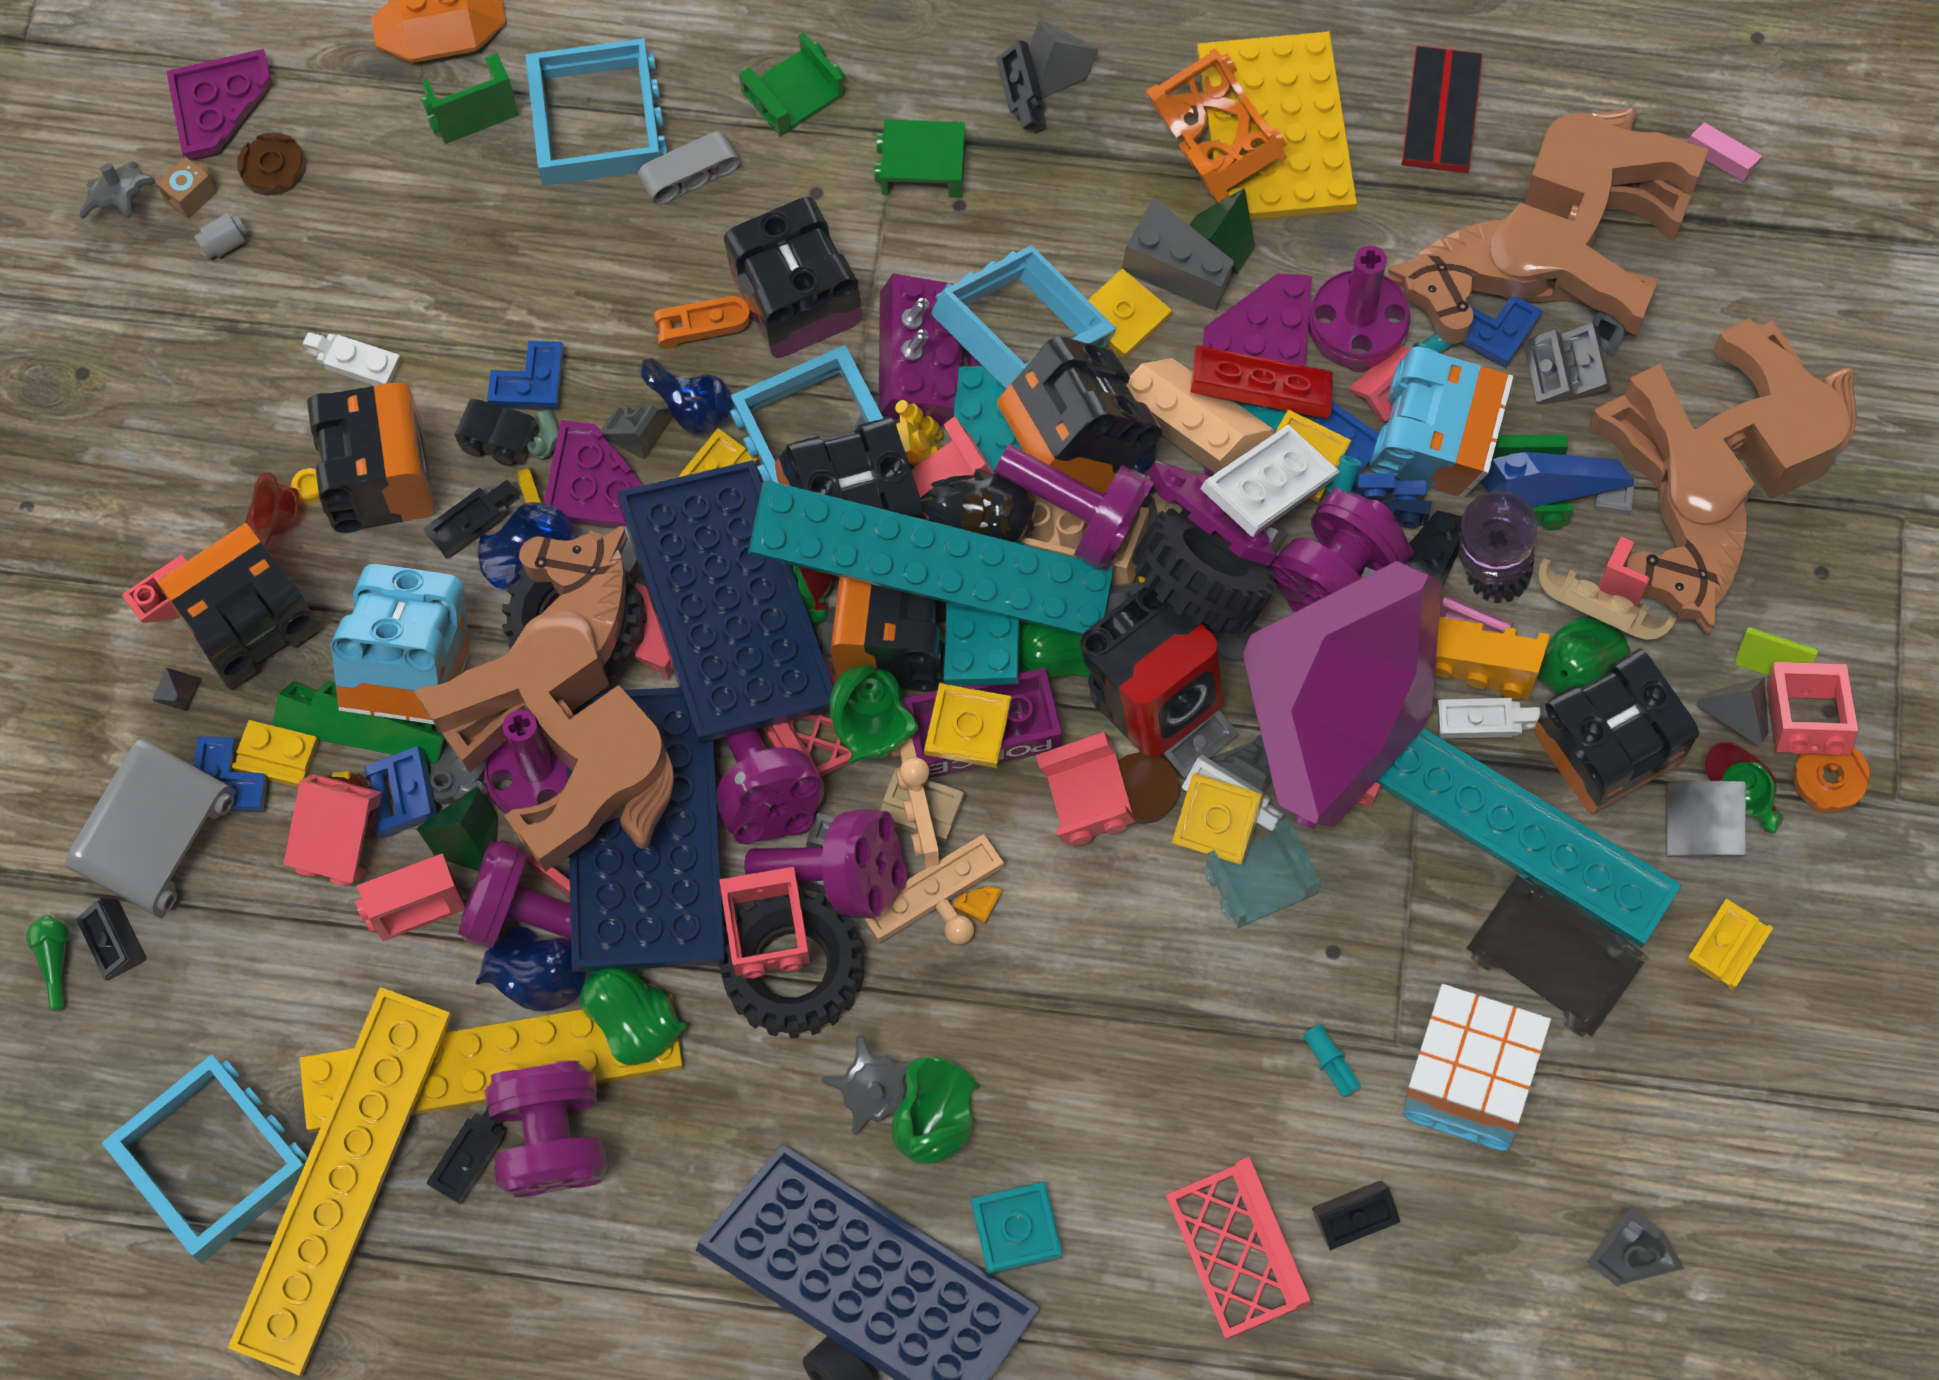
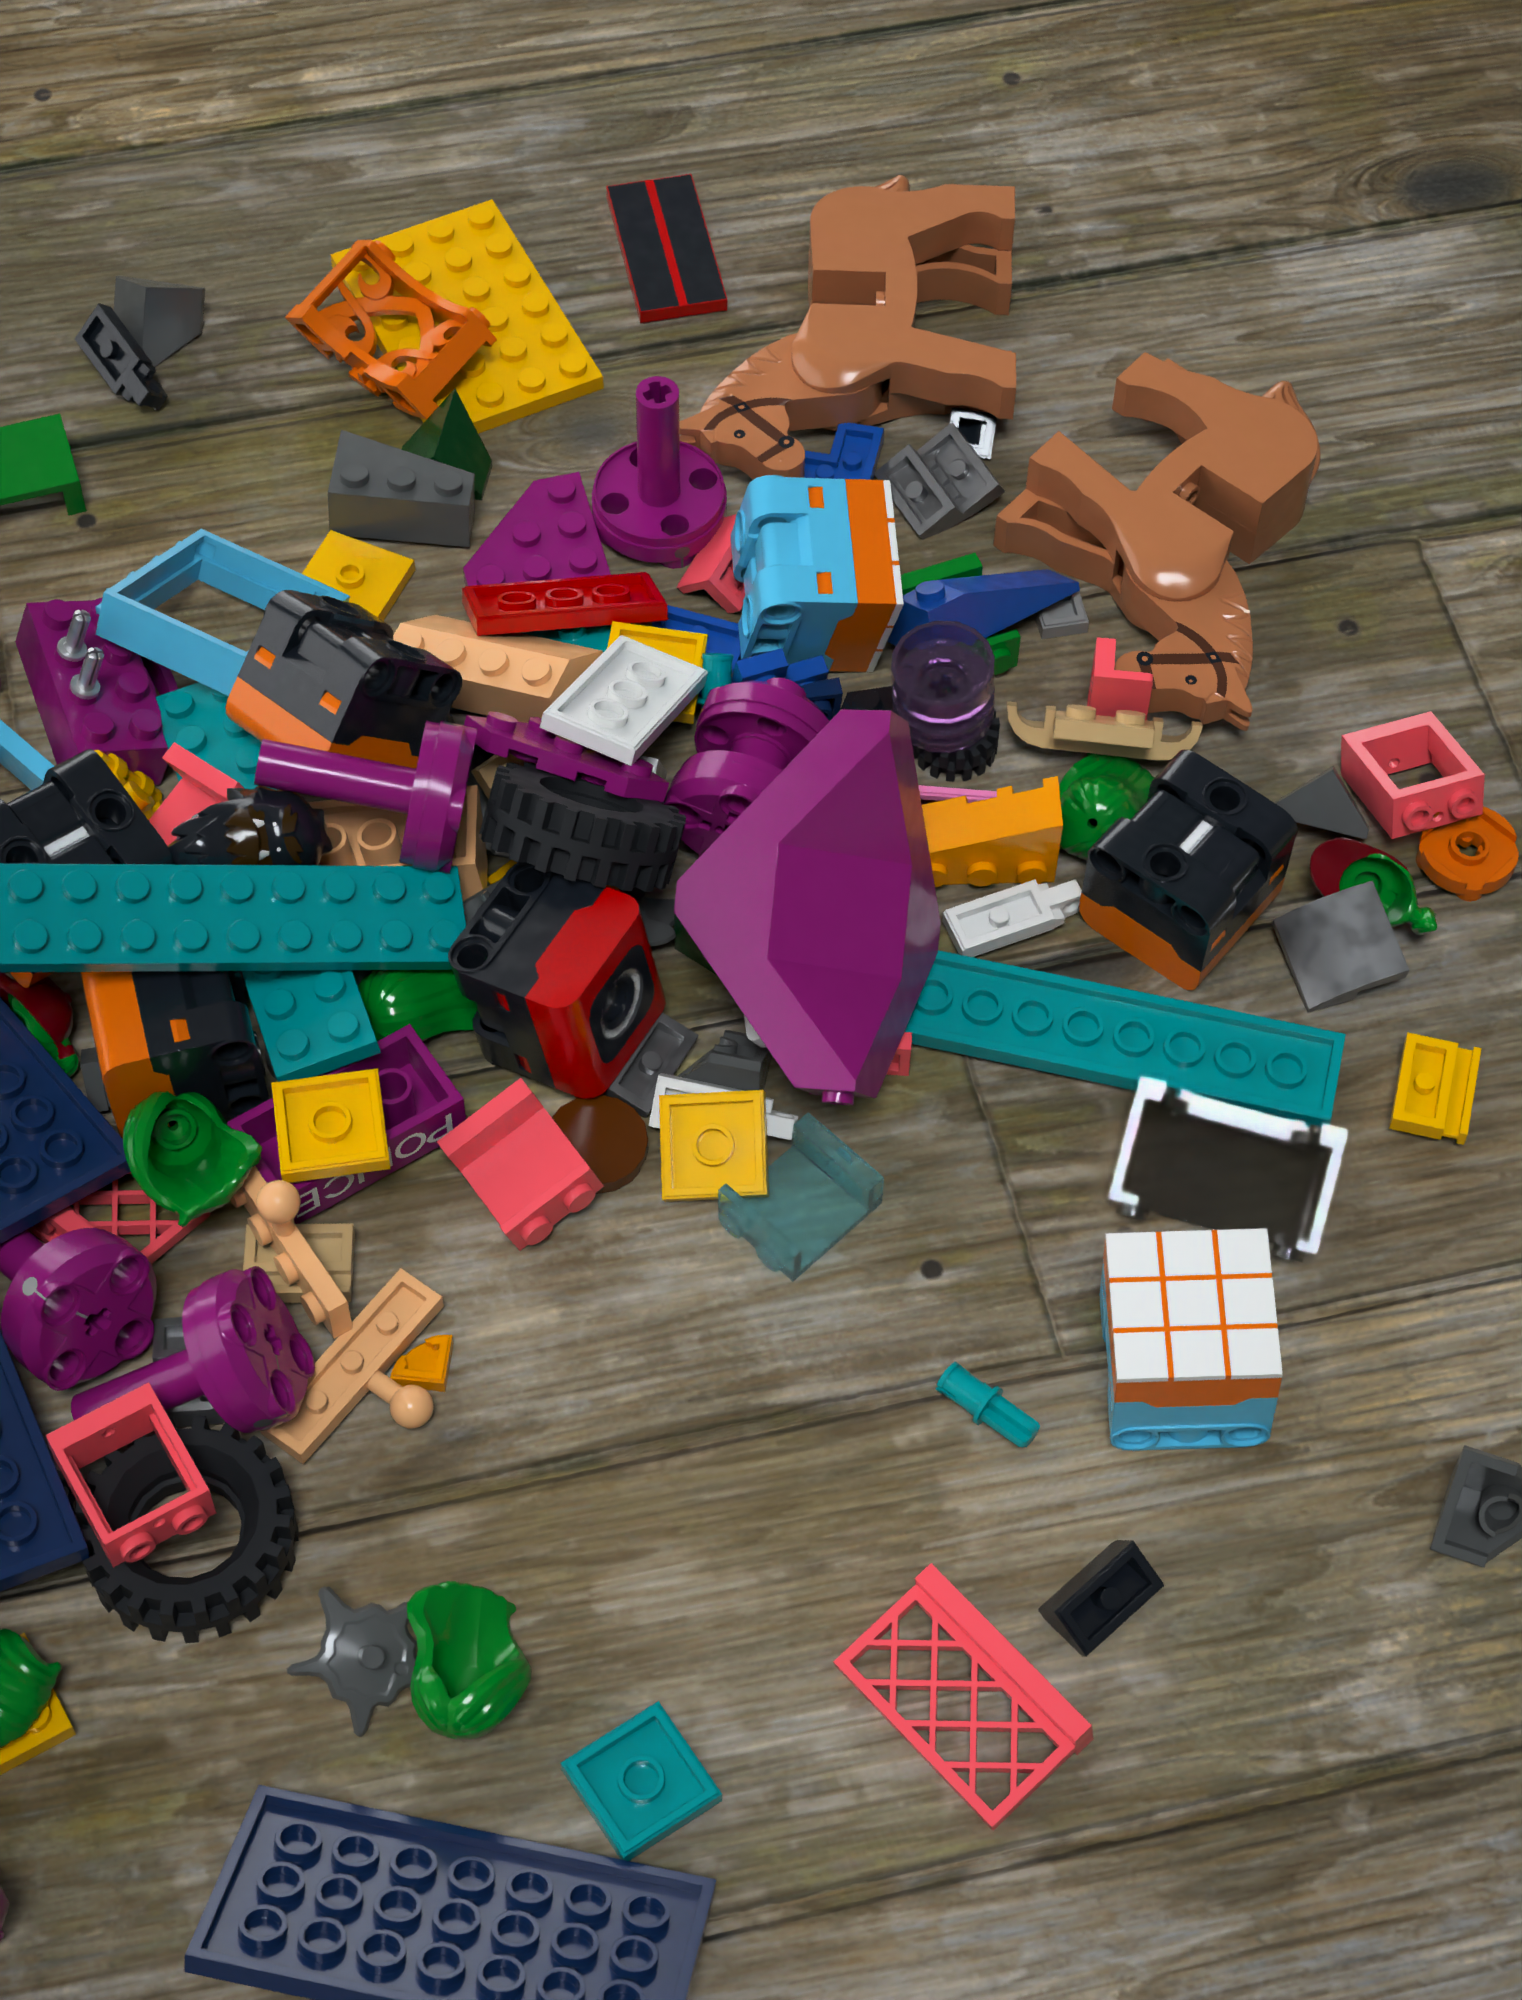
camera: 25 degrees left, 10 degrees down
(1725, 152) = (1039, 206): bright pink slope -> none
(1761, 649) = (1317, 730): lime slope -> none

